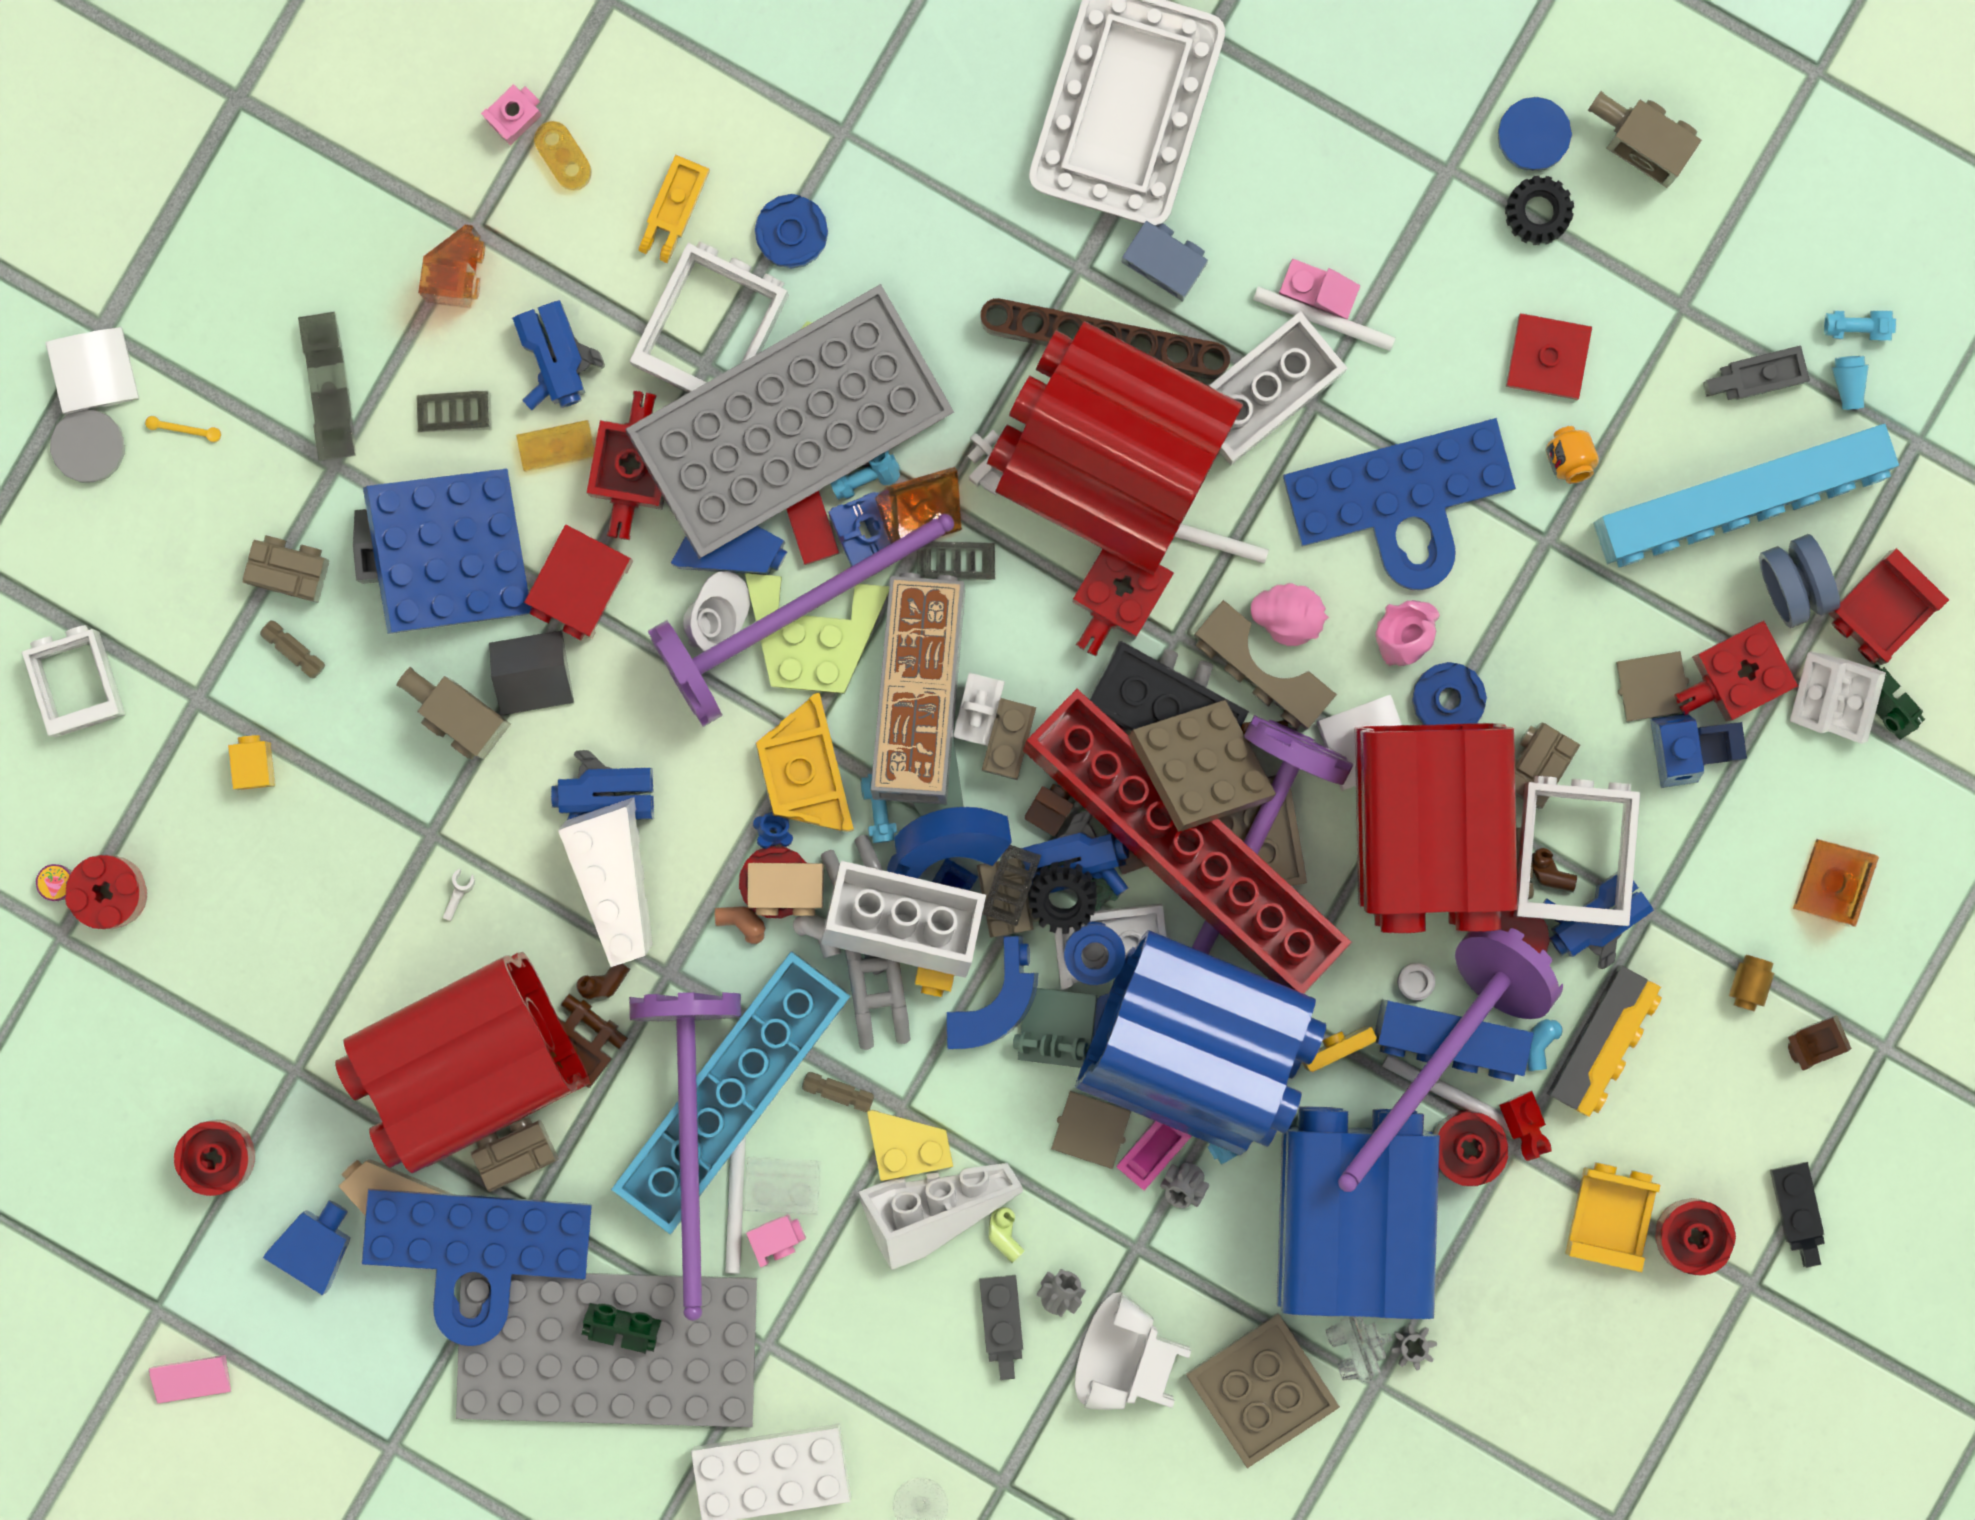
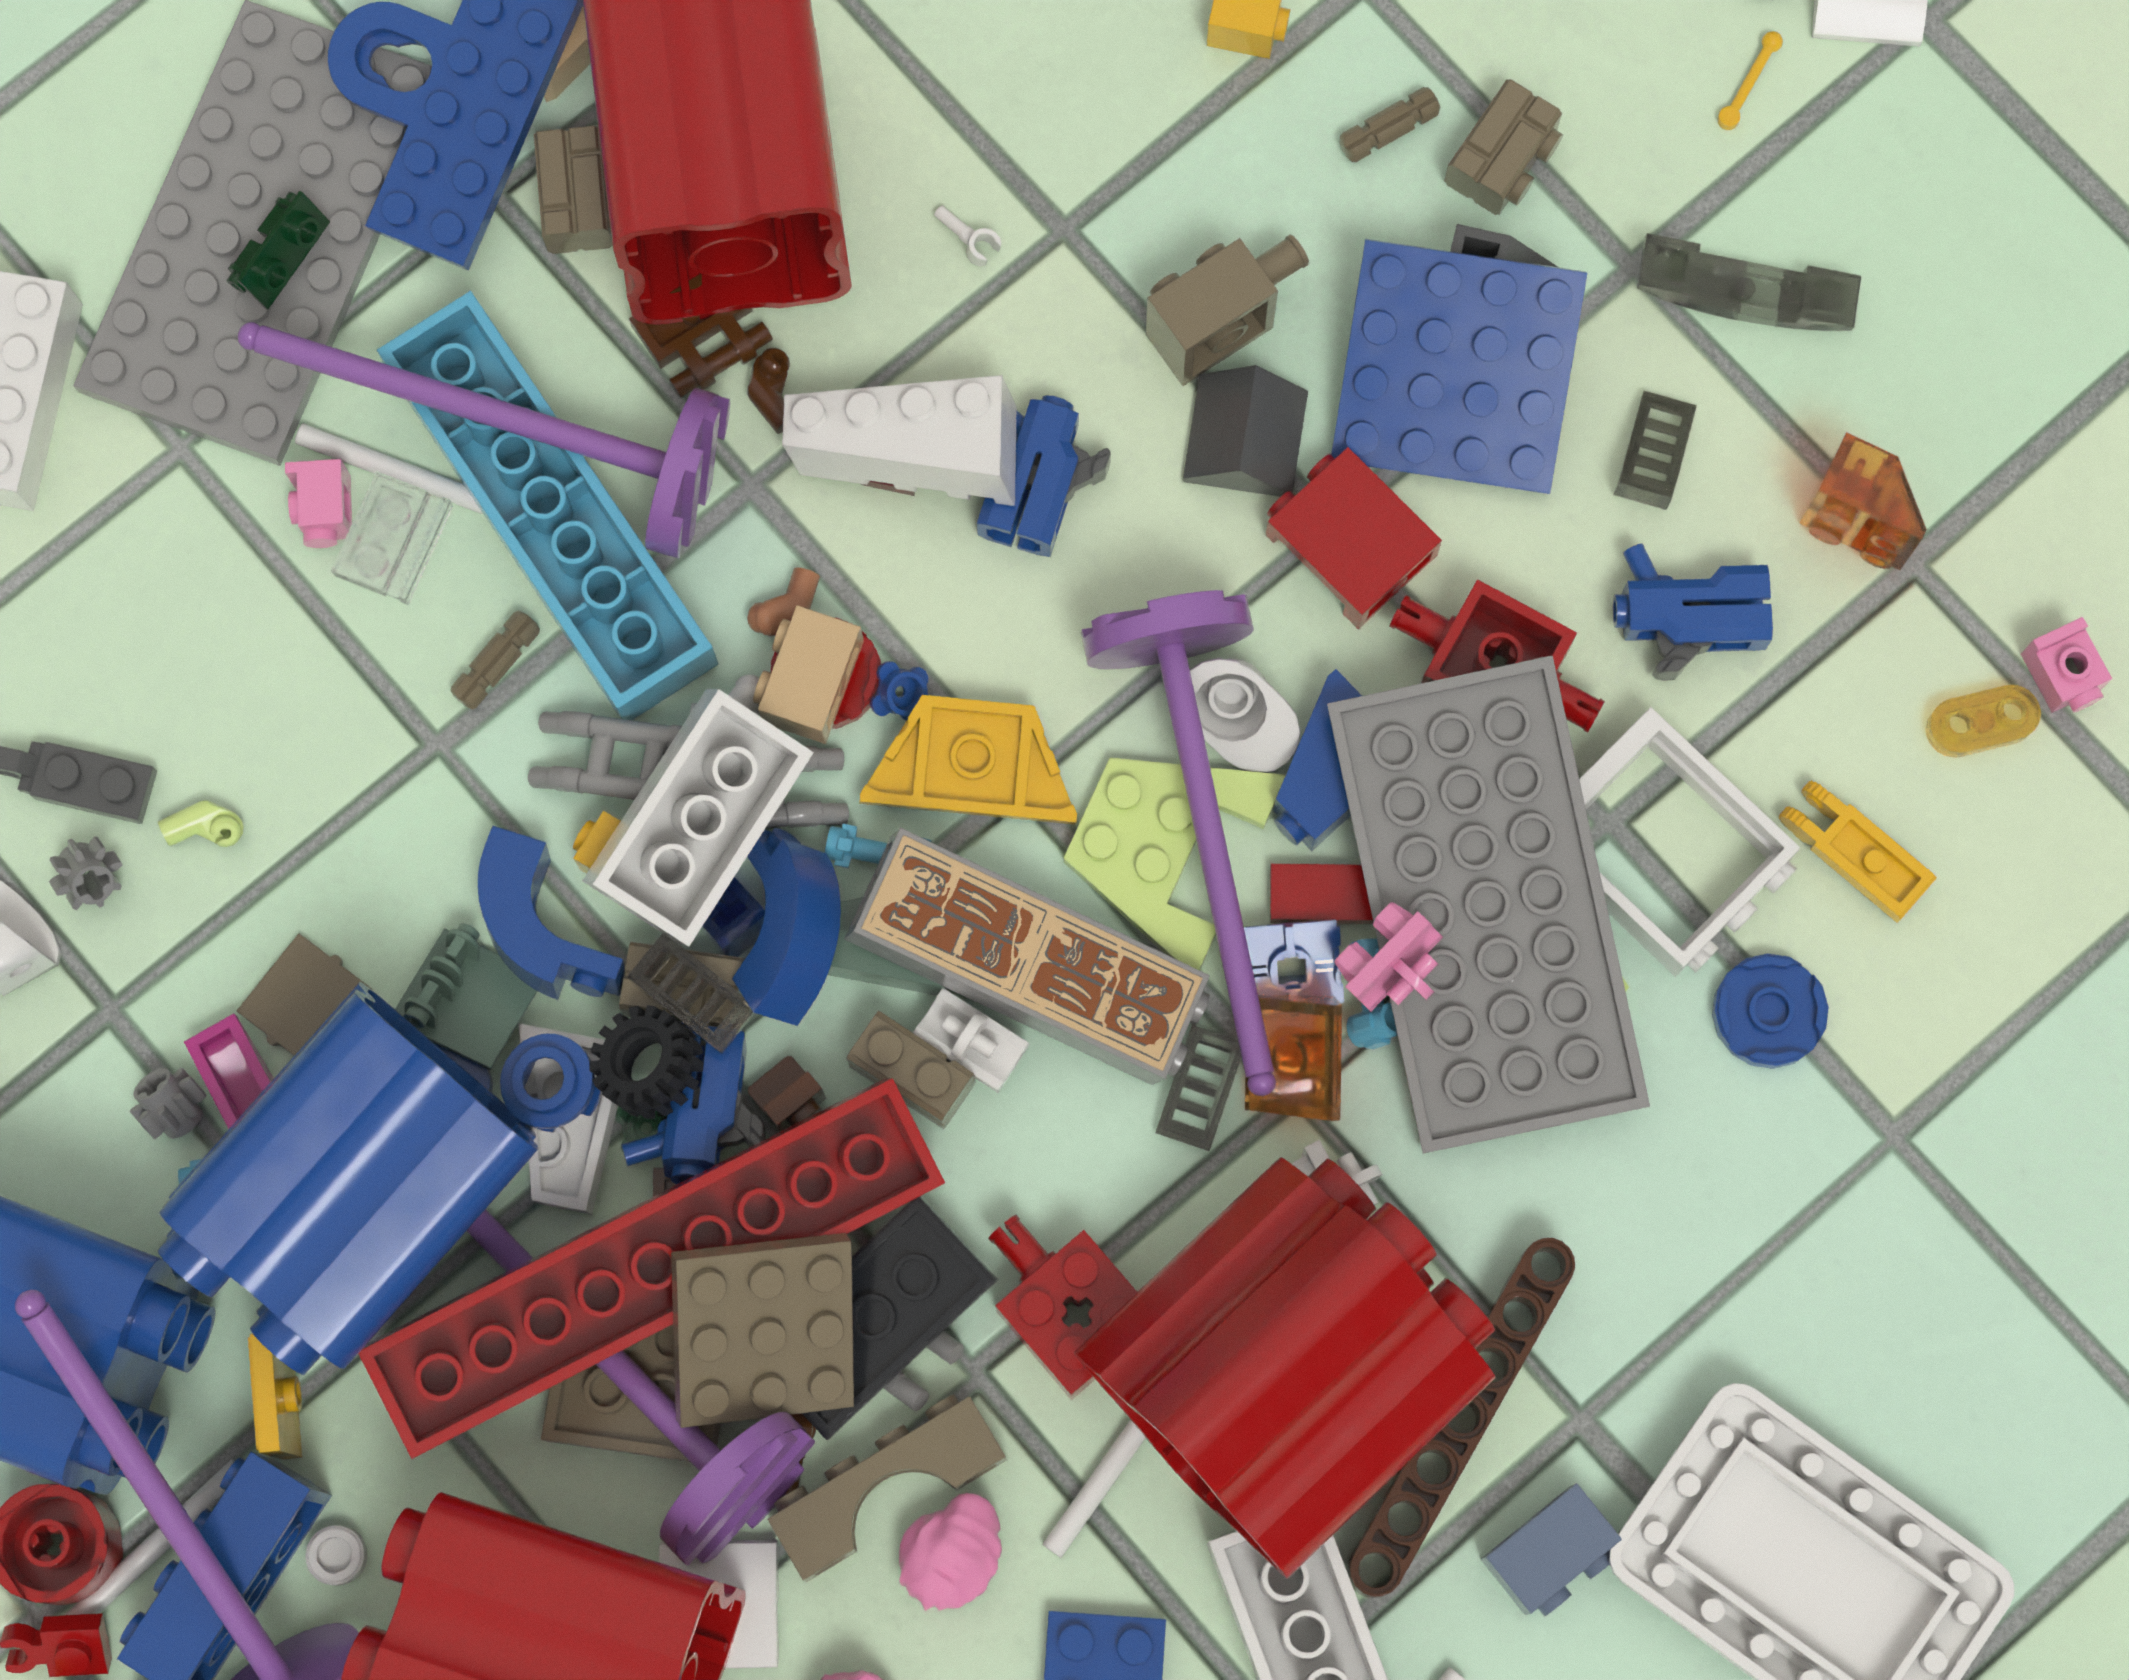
camera: 105 degrees right, 10 degrees down
(556, 445) = (1562, 569): clear yellow plate -> none
(861, 474) = (1398, 965): none -> bright pink hips
(907, 1146) = (380, 730): light yellow wing -> none
(925, 1214) = (274, 728): white wedge -> none

